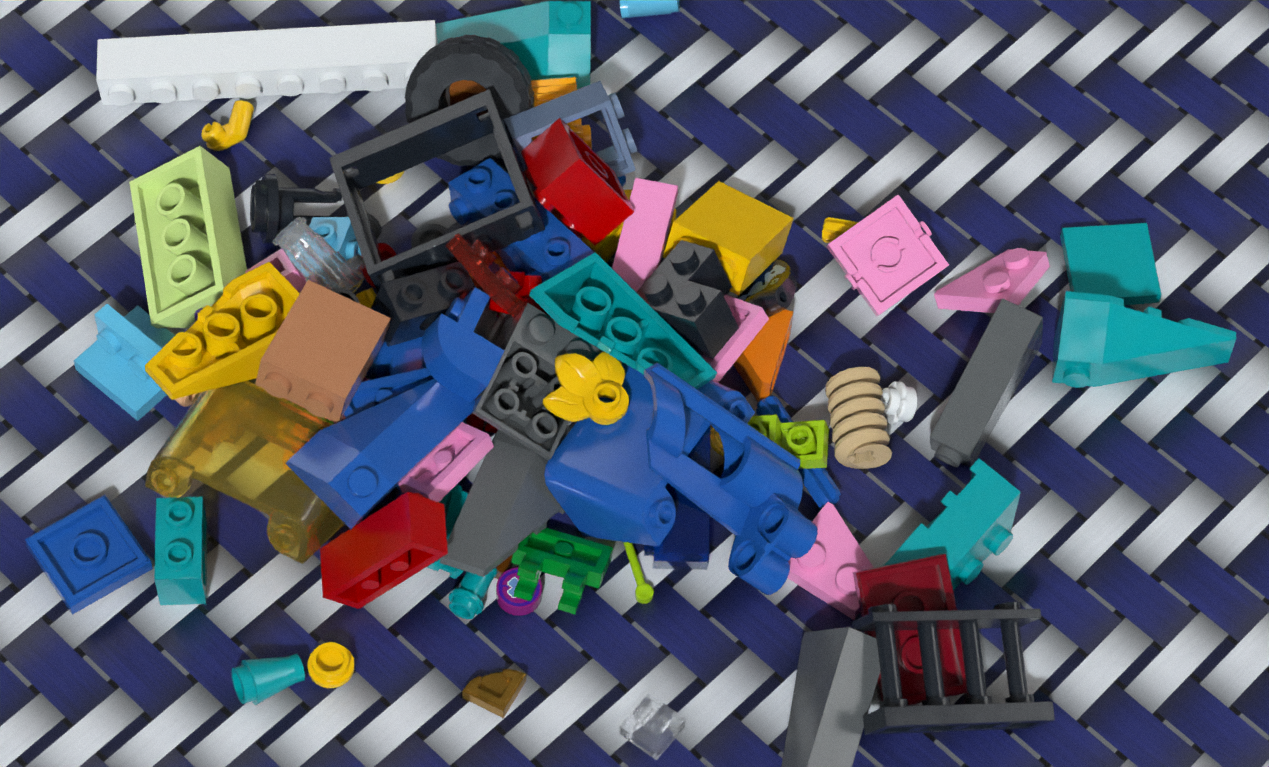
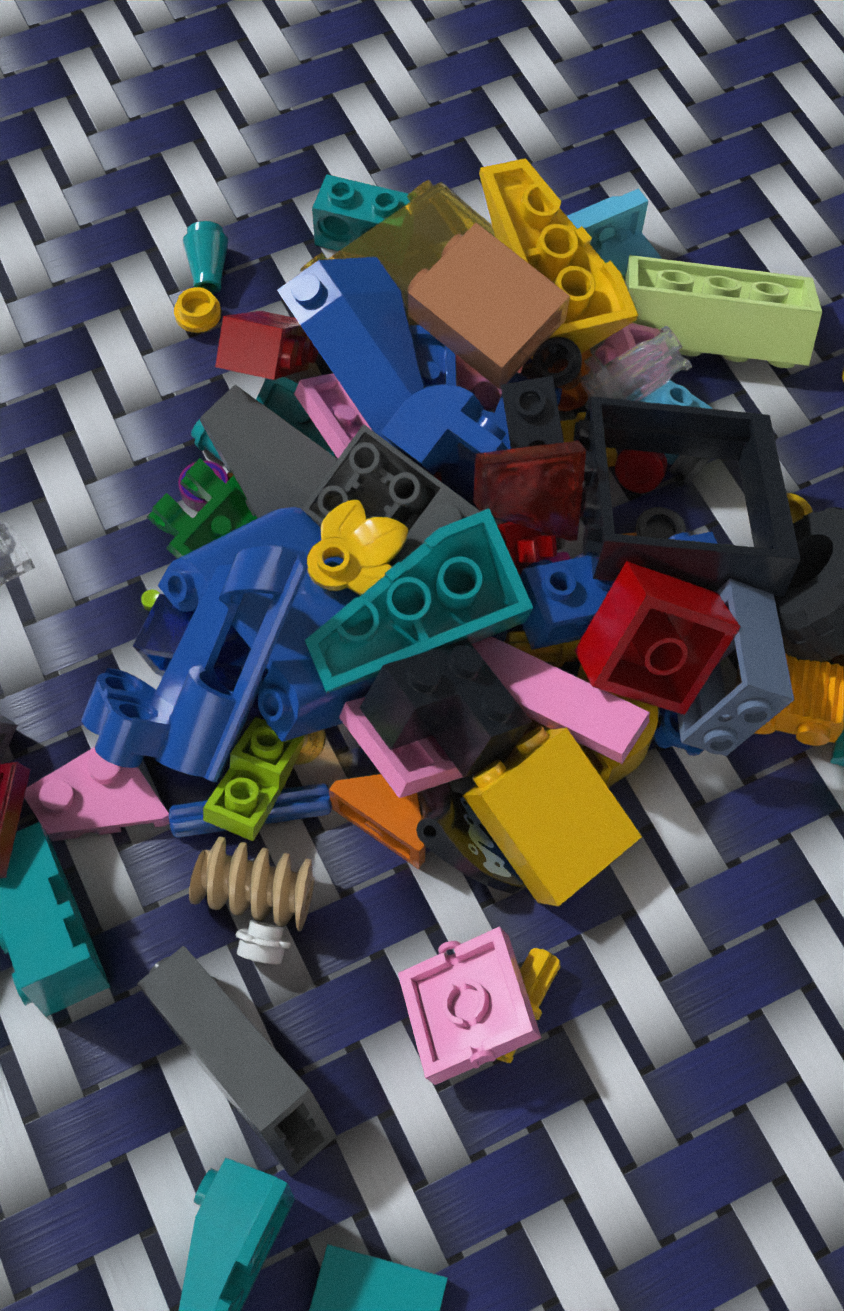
camera: 110 degrees right, 5 degrees up
(88, 554) = (396, 155): blue plate -> none
(274, 206) = (739, 380): black piece -> none
(495, 691) = (107, 436): pearl gold tile -> none
(1005, 276) = (386, 1143): bright pink wing -> none

